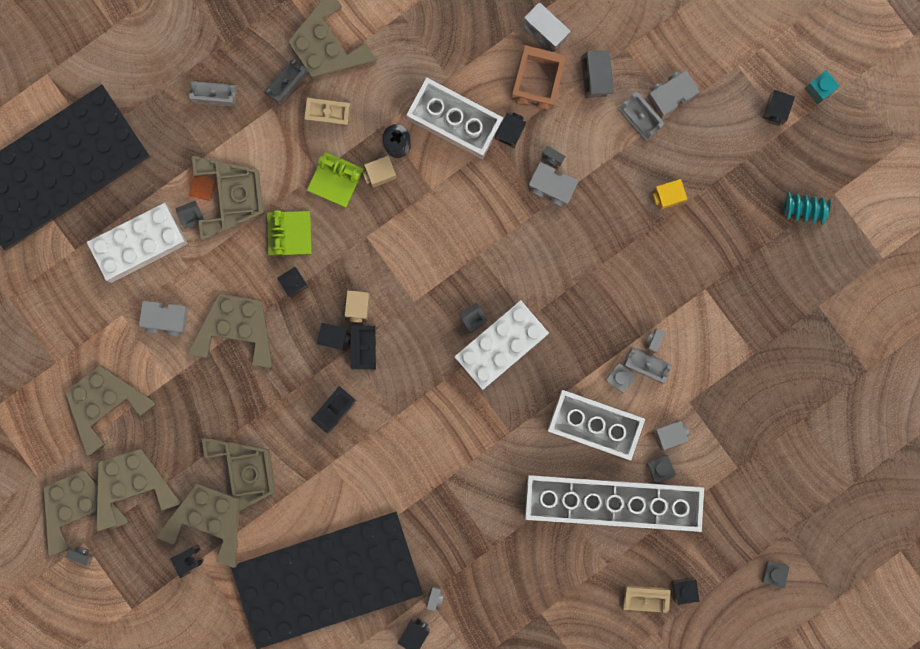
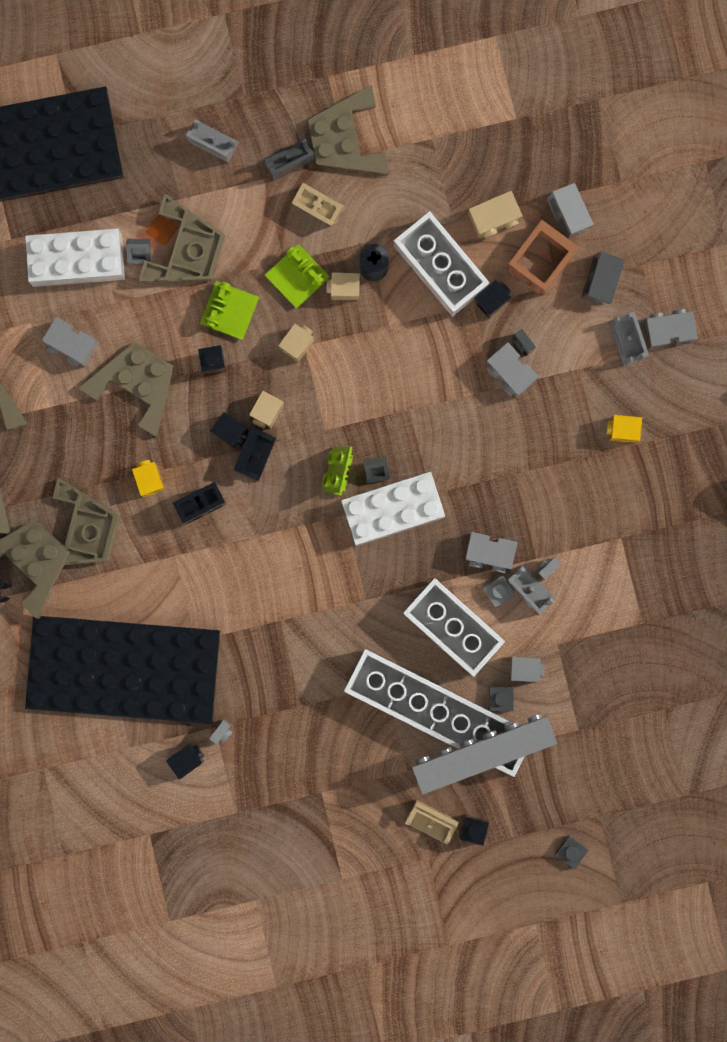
camera: 30 degrees right, 0 degrees up
(280, 406) = (148, 478): none -> yellow brick
(359, 236) = (297, 342): none -> tan brick
(439, 327) = (339, 461): none -> lime hinge
(483, 57) = (495, 215): none -> tan brick
(607, 347) = (495, 554): none -> light grey brick
(668, 523) = (484, 754): none -> light grey brick

